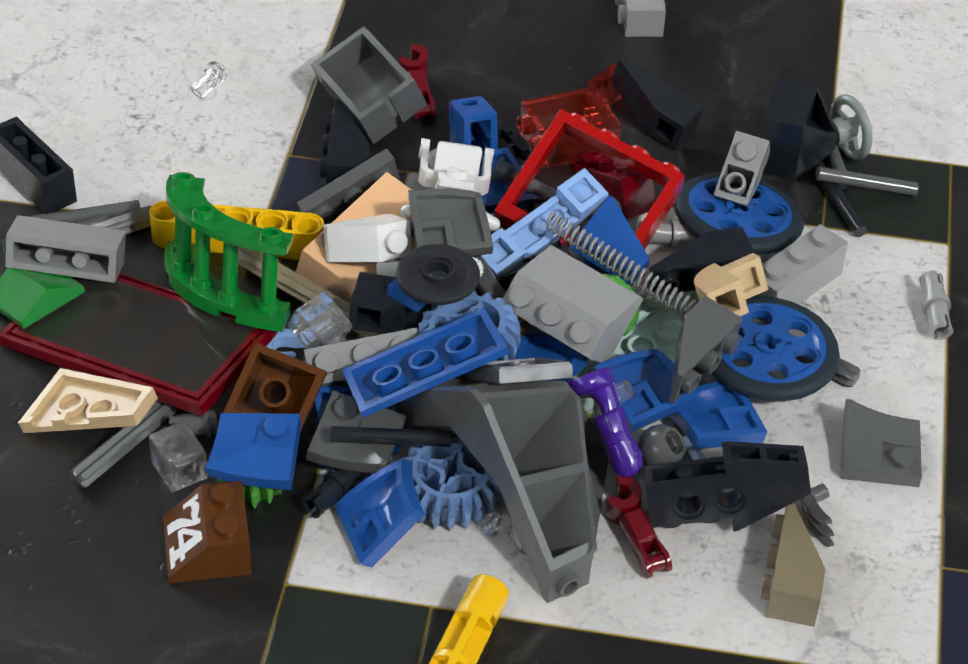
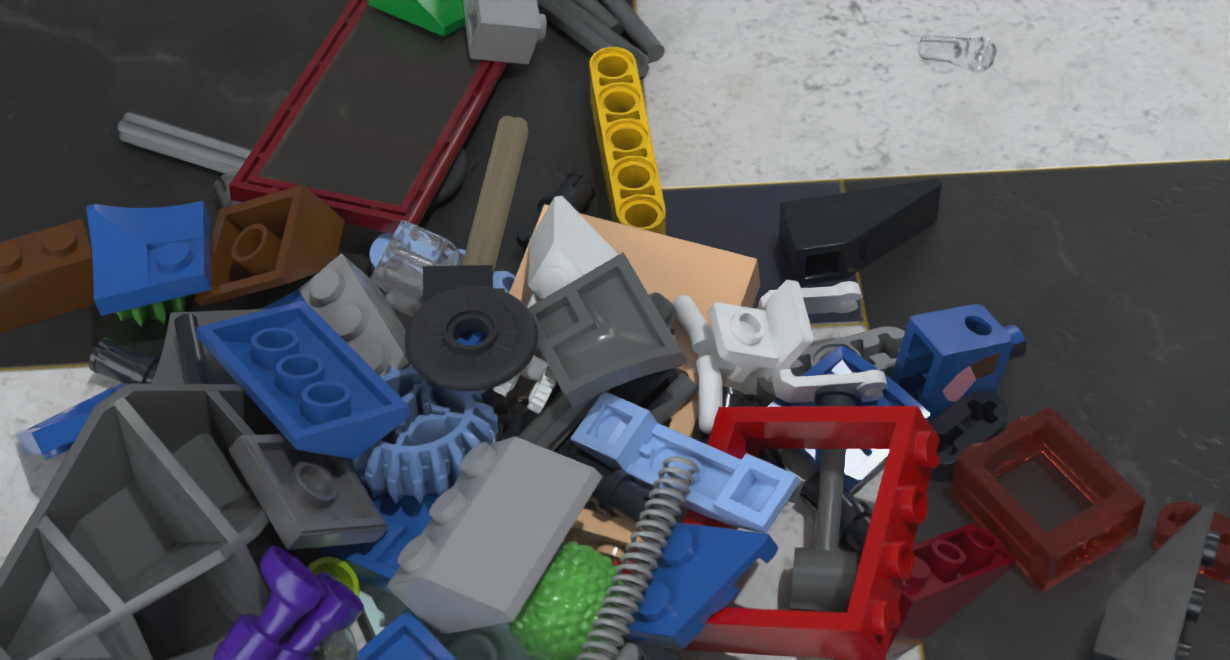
camera: 80 degrees right, 5 degrees up
(87, 402) = (242, 93): tan wing -> none
(178, 456) = (169, 184): clear brick -> none
(190, 263) = (463, 116): green fence -> none
(339, 194) = (722, 229): dark grey wing -> none
(369, 84) = (992, 208): dark grey piece -> none
(417, 69) = (1035, 292): dark red piece -> none

